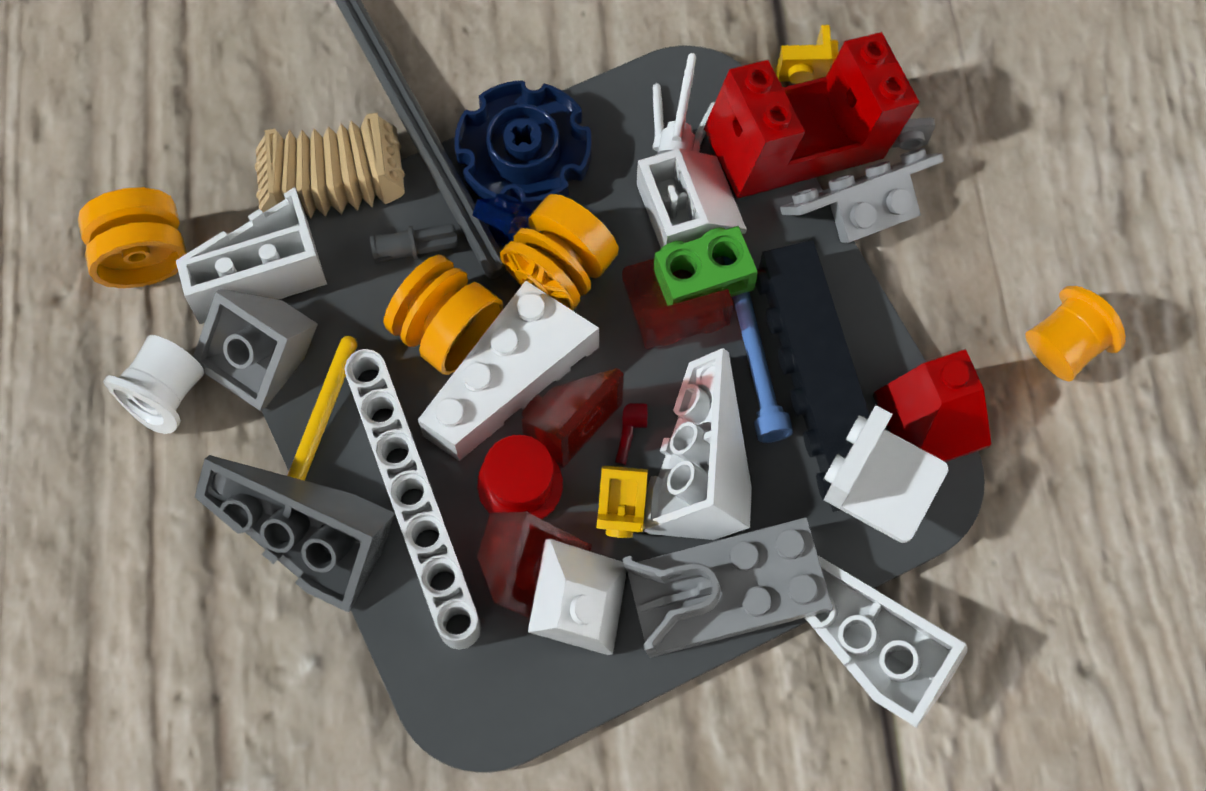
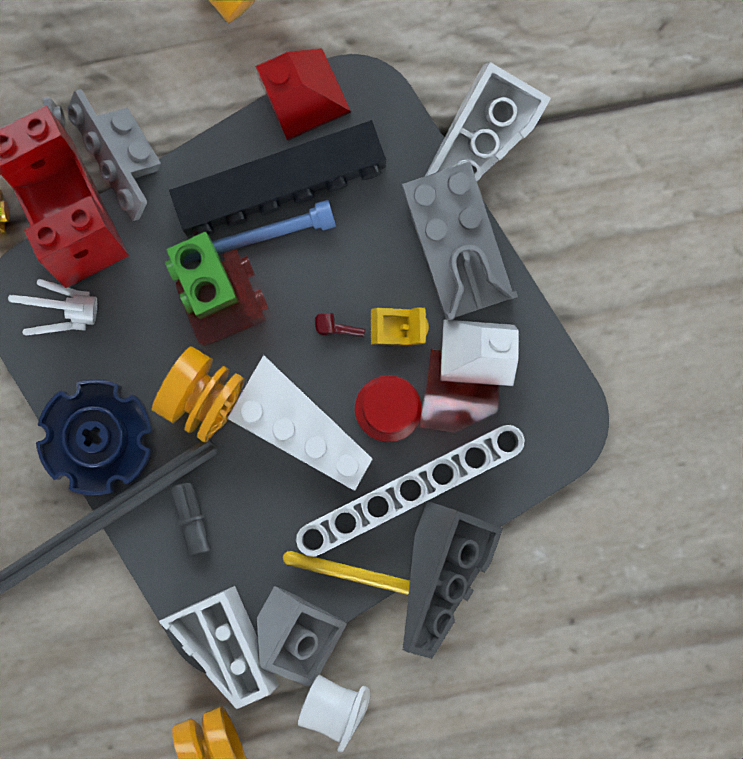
camera: 95 degrees left, 15 degrees up
(331, 167) = (128, 600): tan piece -> none
(441, 313) = (260, 483): light orange wheel -> none
(504, 215) = (168, 442): clear blue bracket -> none
(573, 413) = (334, 373): clear red slope -> none
(686, 195) = (137, 294): white slope -> none
(705, 467) = (363, 266): white wedge -> none
(884, 478) = (371, 124): white bracket -> none

